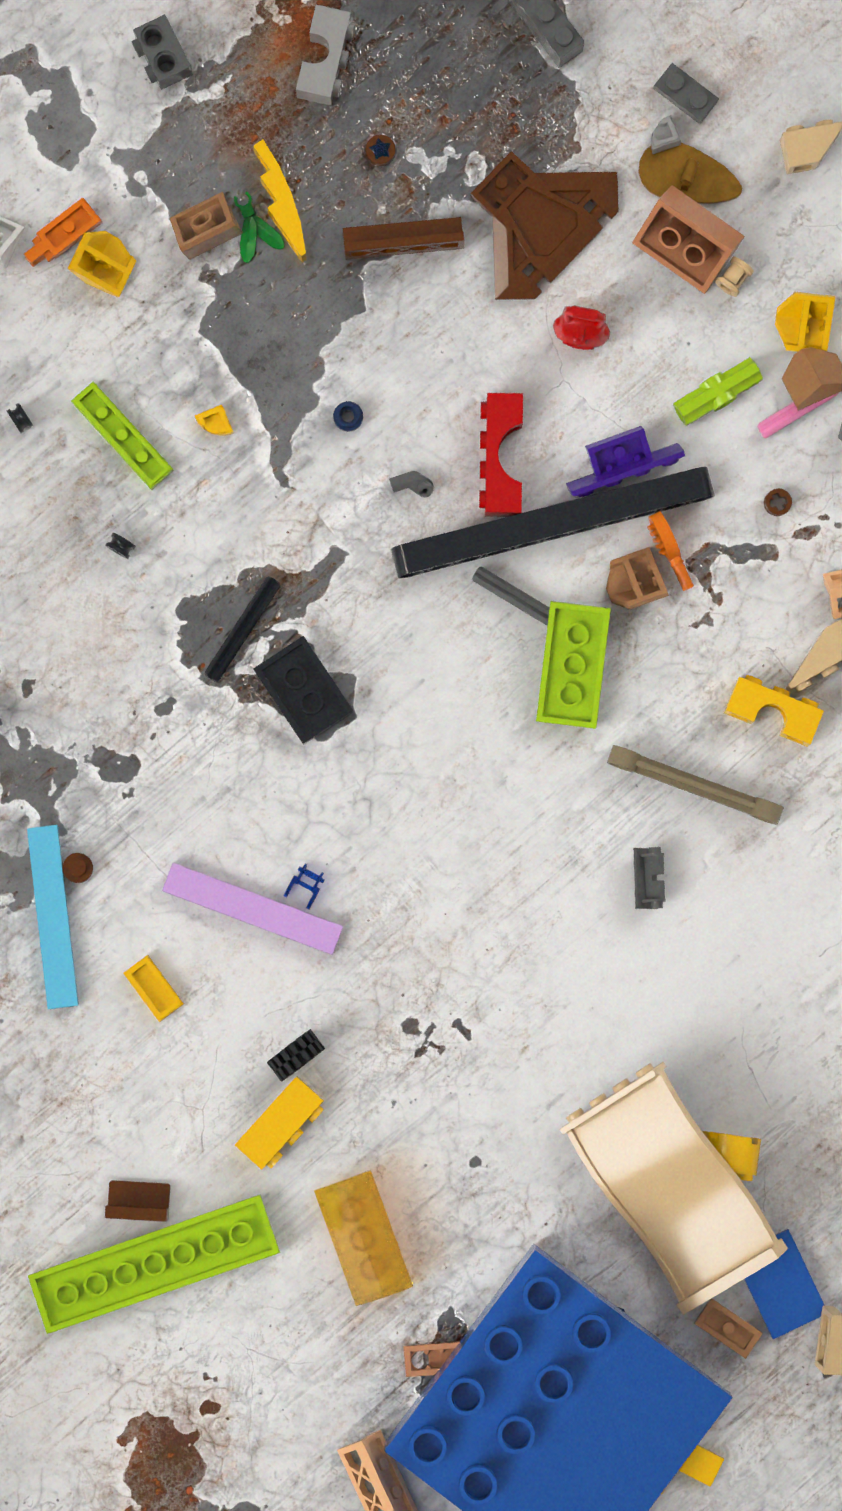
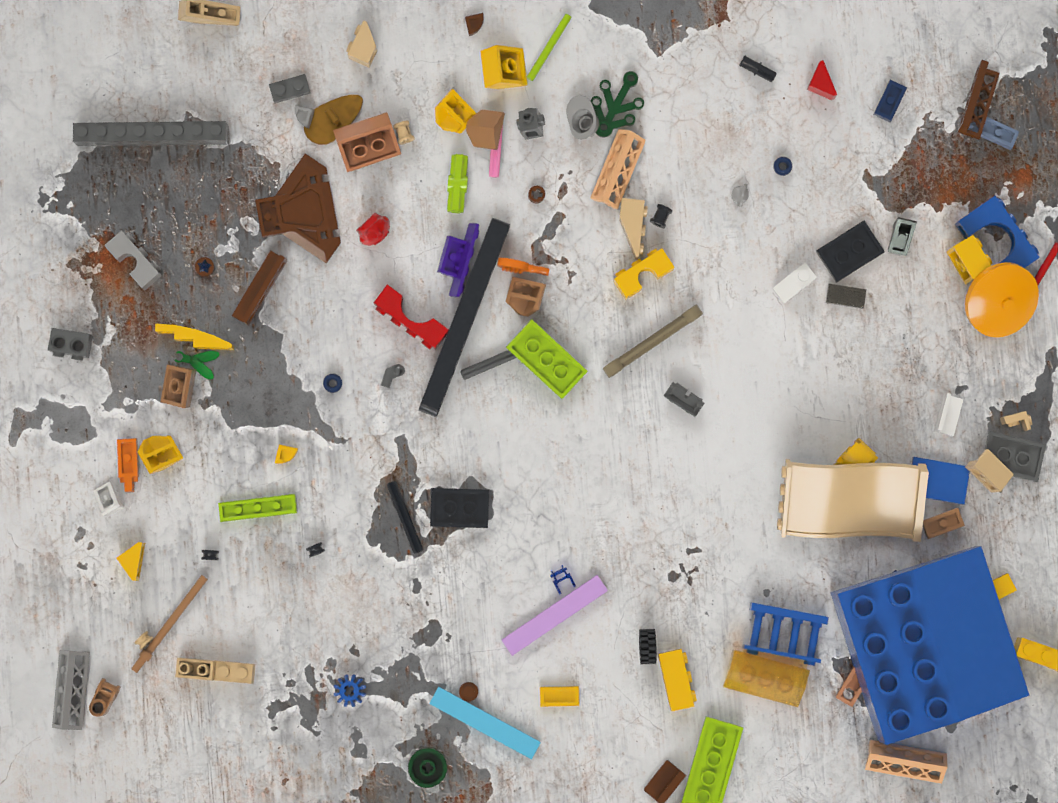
camera: 55 degrees left, 0 degrees up
(469, 1224) = (778, 616): none -> blue fence

